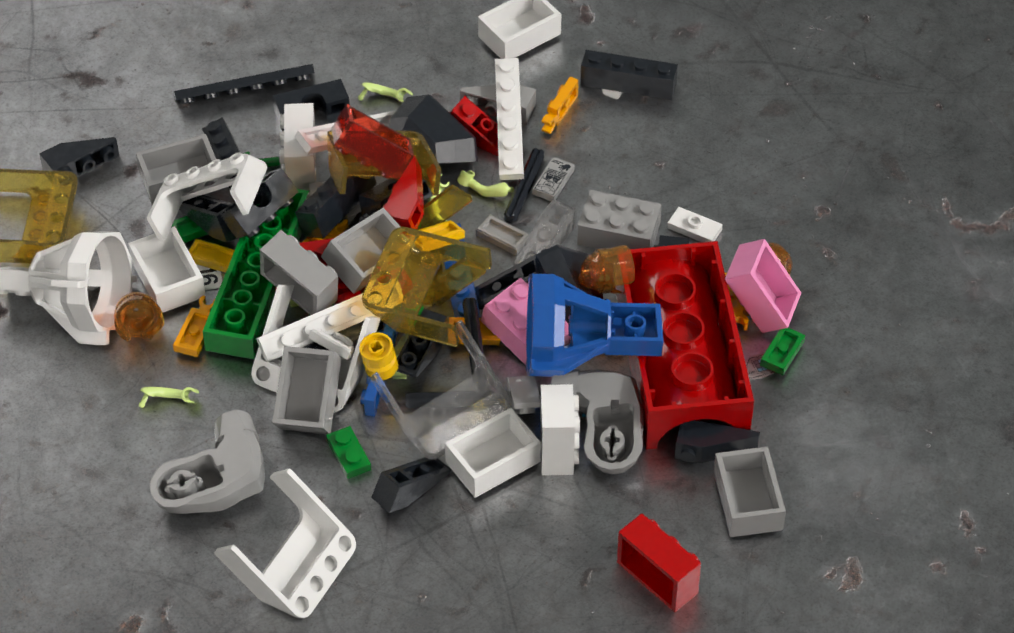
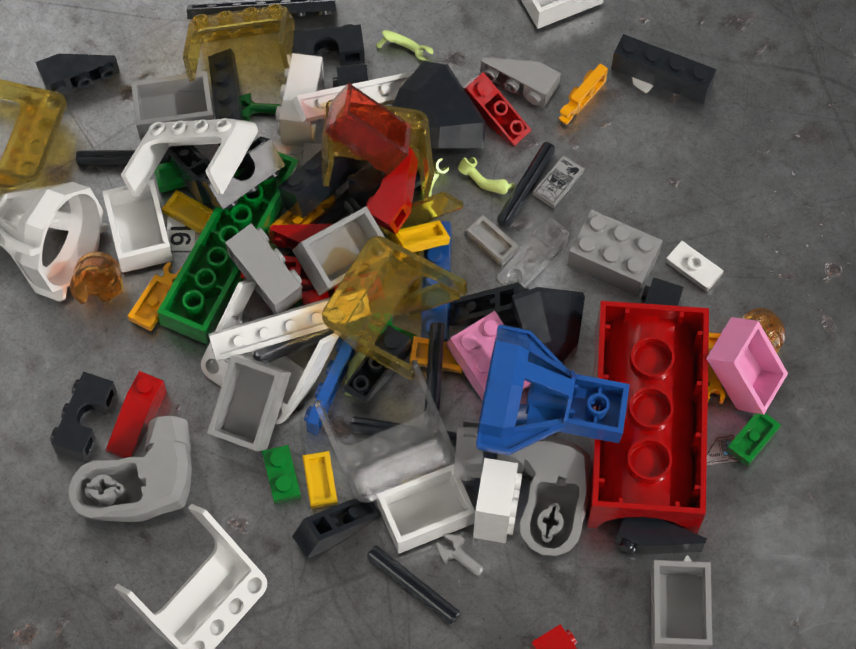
camera: 10 degrees right, 15 degrees up
(126, 222) = (107, 157): none -> black axle
(150, 416) = (88, 396): none -> black arch
(166, 393) = (111, 368): yellowish green piece -> none
(201, 413) = (137, 410): none -> red slope
(228, 93) = (244, 21): none -> clear yellow windscreen
(339, 343) = (287, 353): white tile -> none
(378, 355) = (328, 379): yellow wheel -> none
(385, 448) = (320, 480): none -> yellow tile
(494, 520) = (413, 584): none -> black axle
(509, 119) = (525, 105): white plate -> none
(529, 488) = (458, 554): none -> light grey bar
(607, 269) = (586, 323): clear orange helmet -> none

